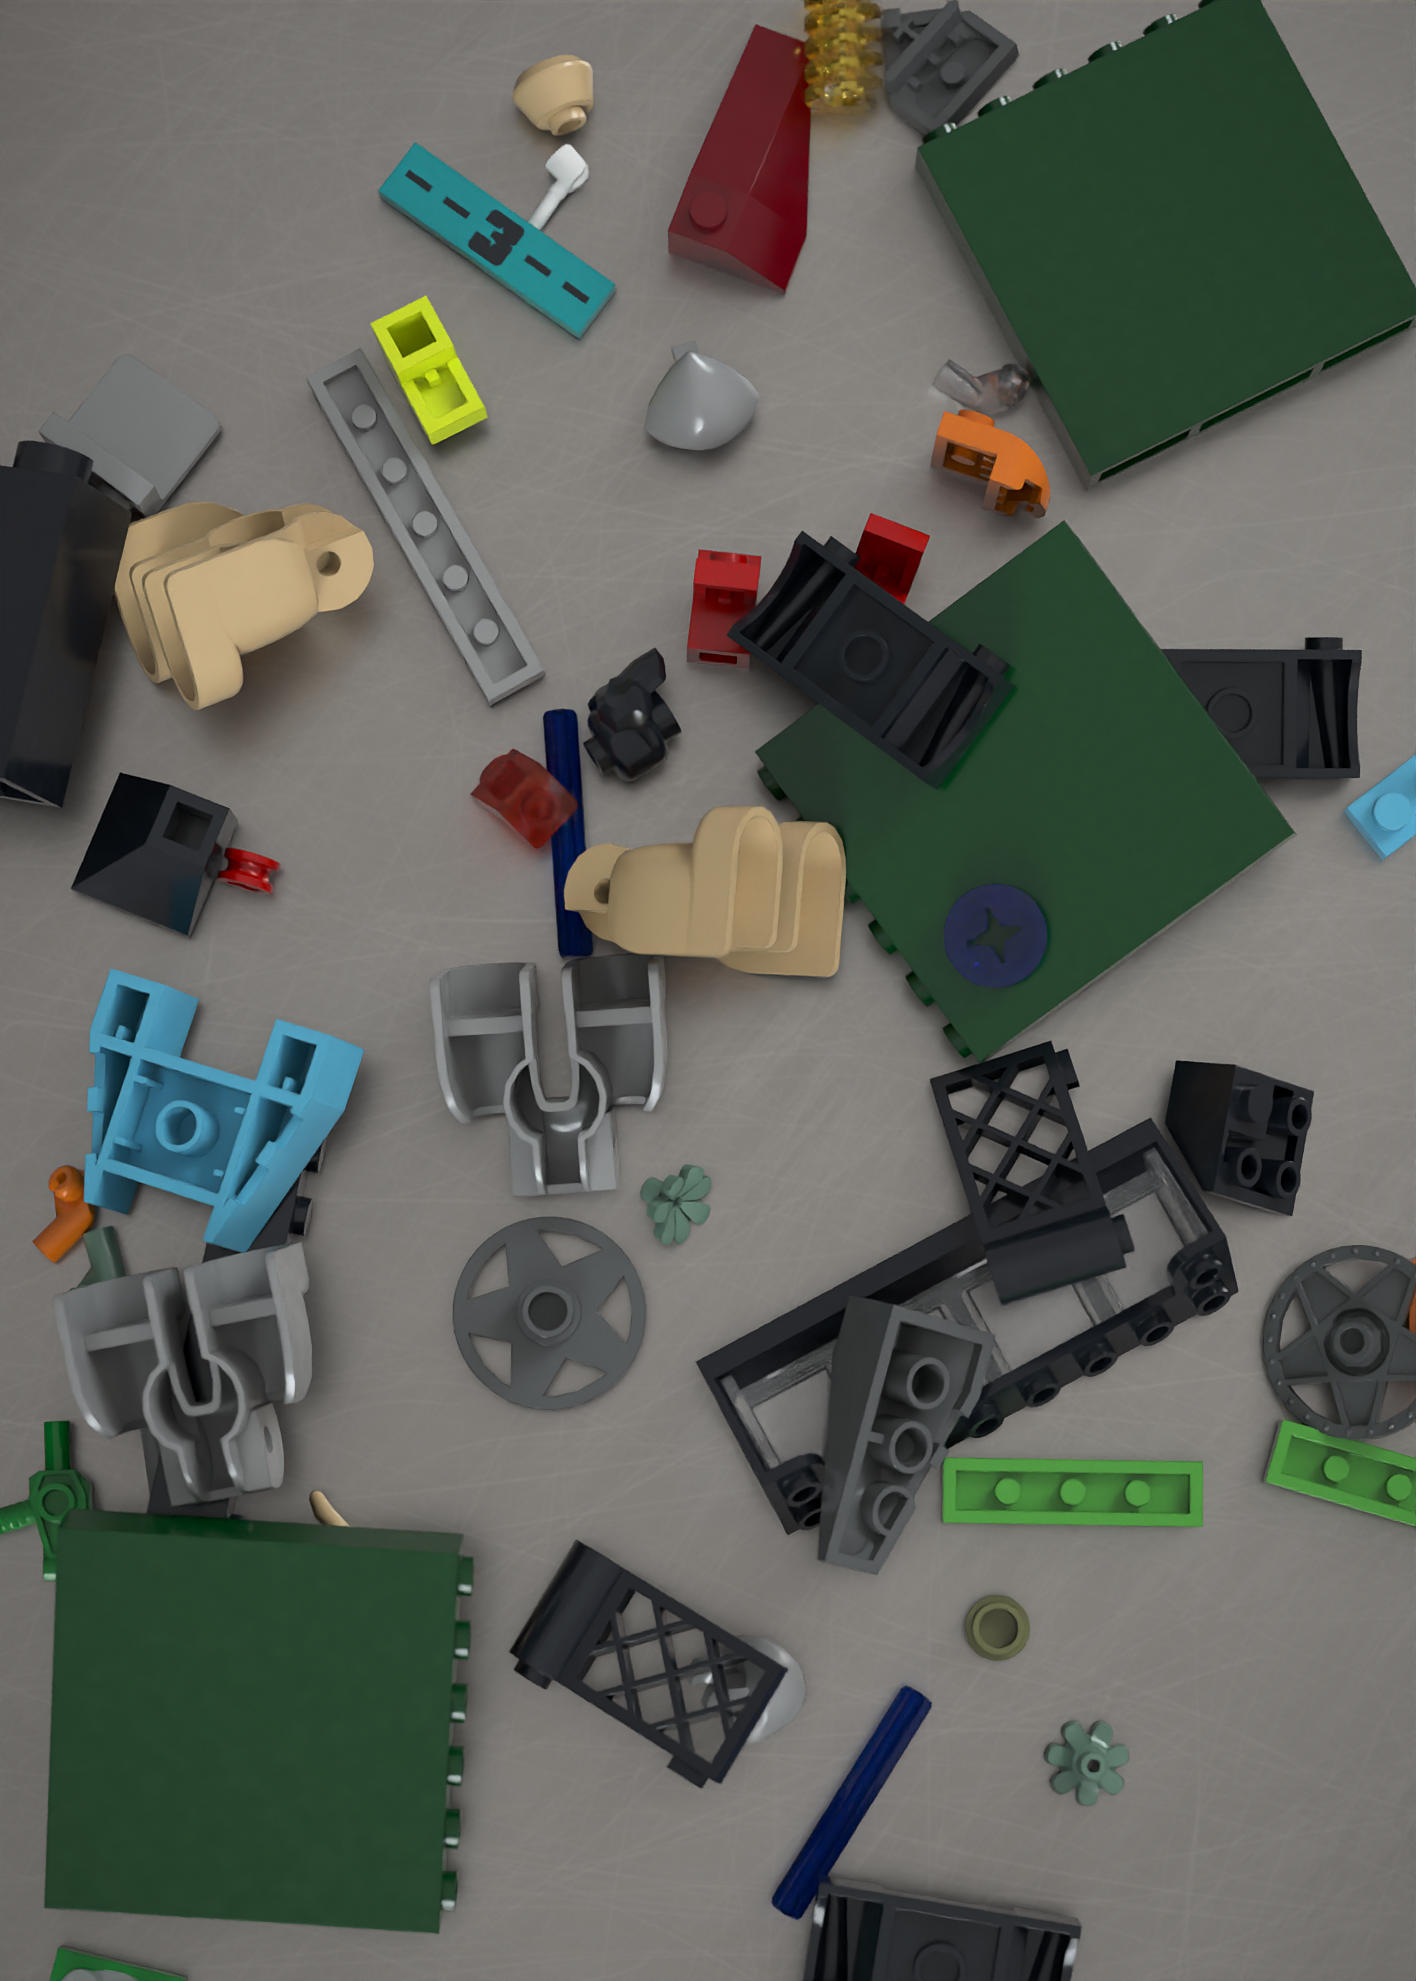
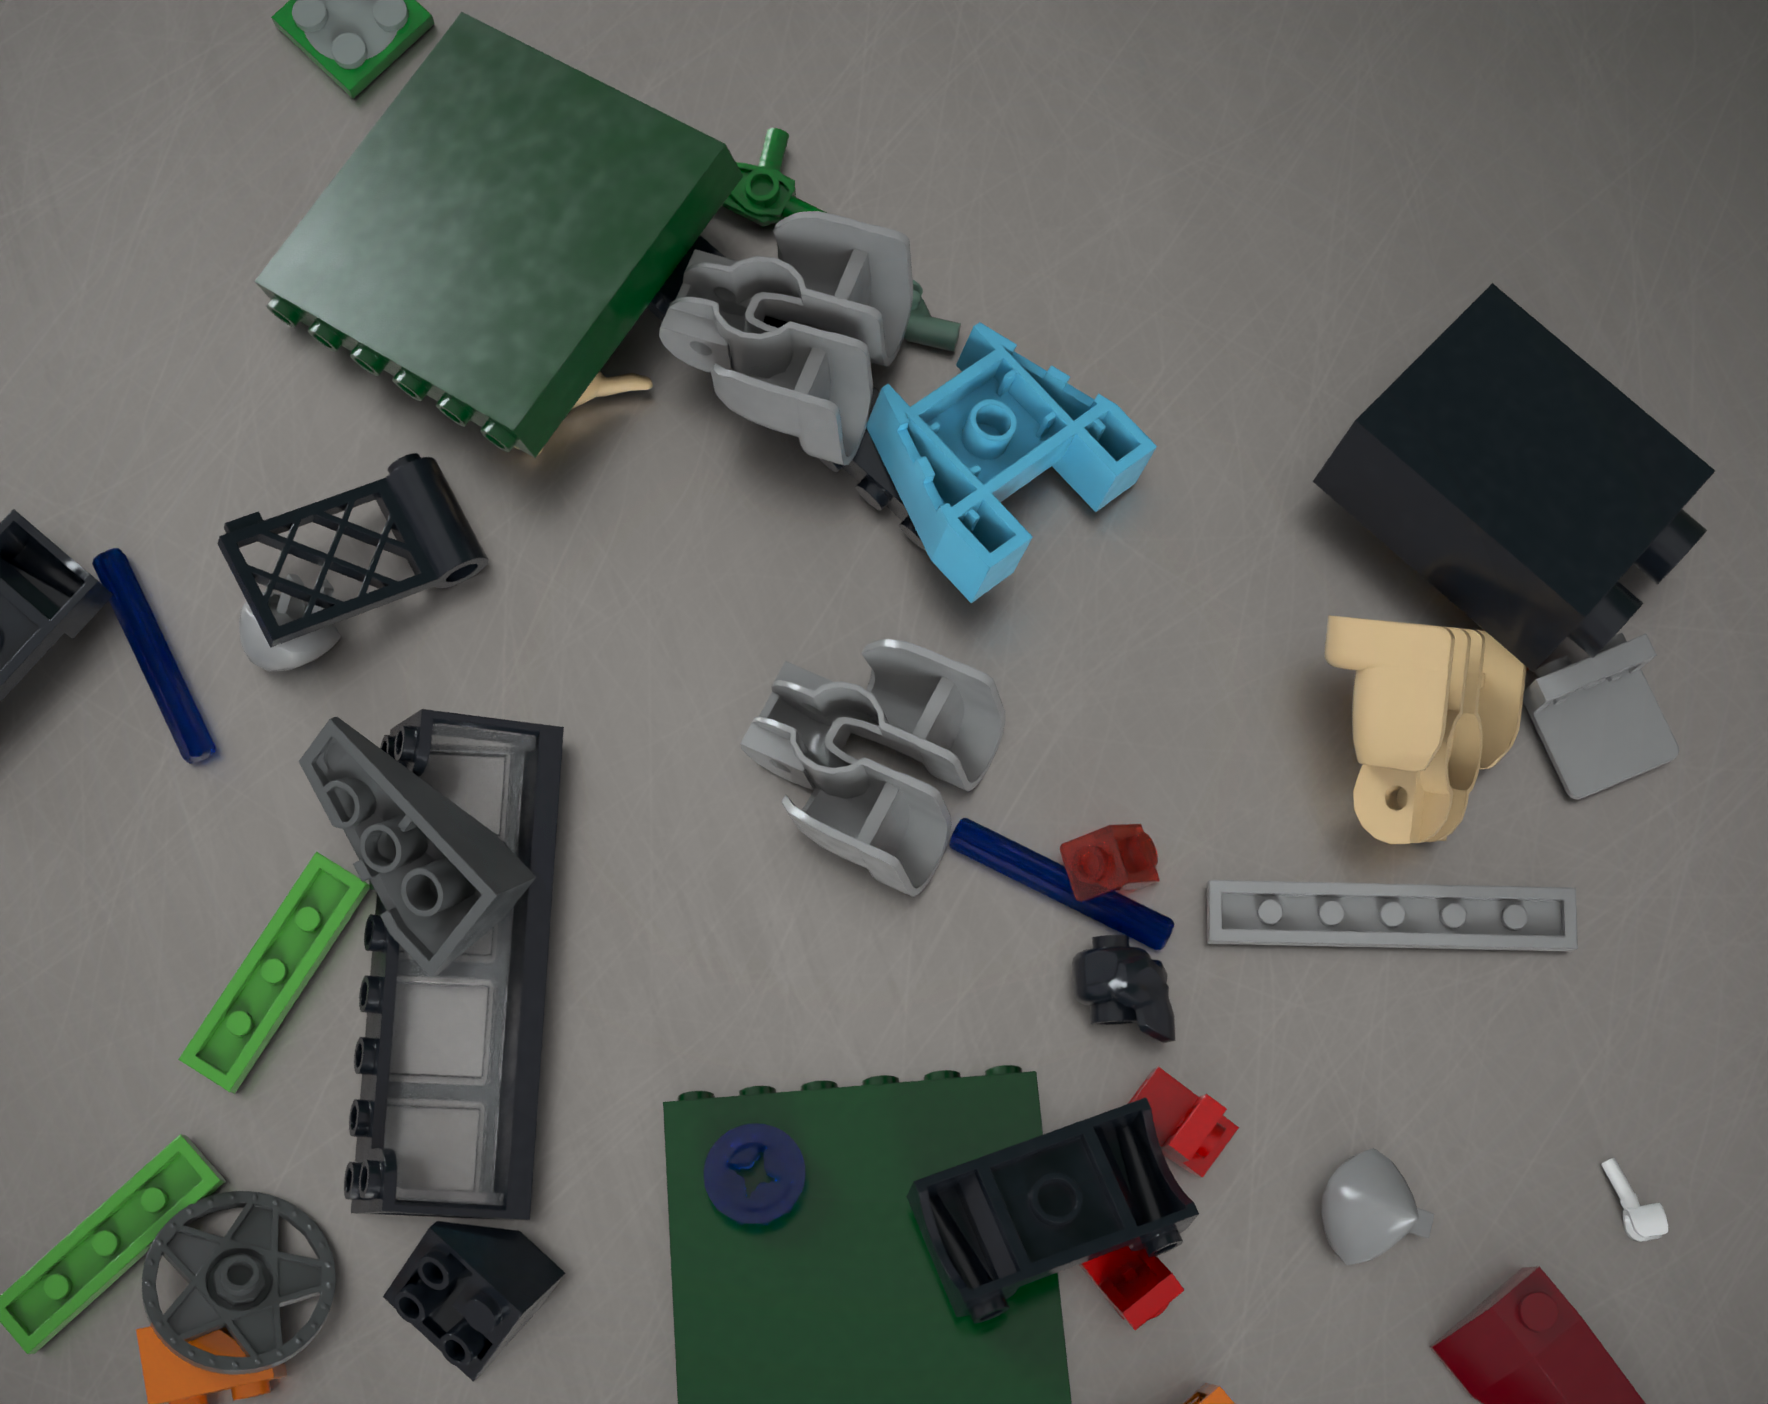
camera: 120 degrees right, 5 degrees down
(72, 1214) = (972, 310): orange arm -> none
(155, 852) = (1235, 545): black slope -> none
(248, 871) = (1178, 608): red bush -> none
(428, 370) = (1526, 993): neon yellow brick -> none
(497, 240) = (1612, 1123): teal tile -> none
(549, 1313) = (678, 642): dark grey wheel -> none
(556, 93) = (1719, 1248): tan cone -> none
(677, 1202) = (702, 791): sand green plant -> none
(740, 892) = (926, 962): tan piece -> none
(997, 1627) = (210, 848): olive plate -> none
(1047, 1247) = (467, 1073): black piece -> none
(1076, 1754) = (63, 858): sand green plant -> none

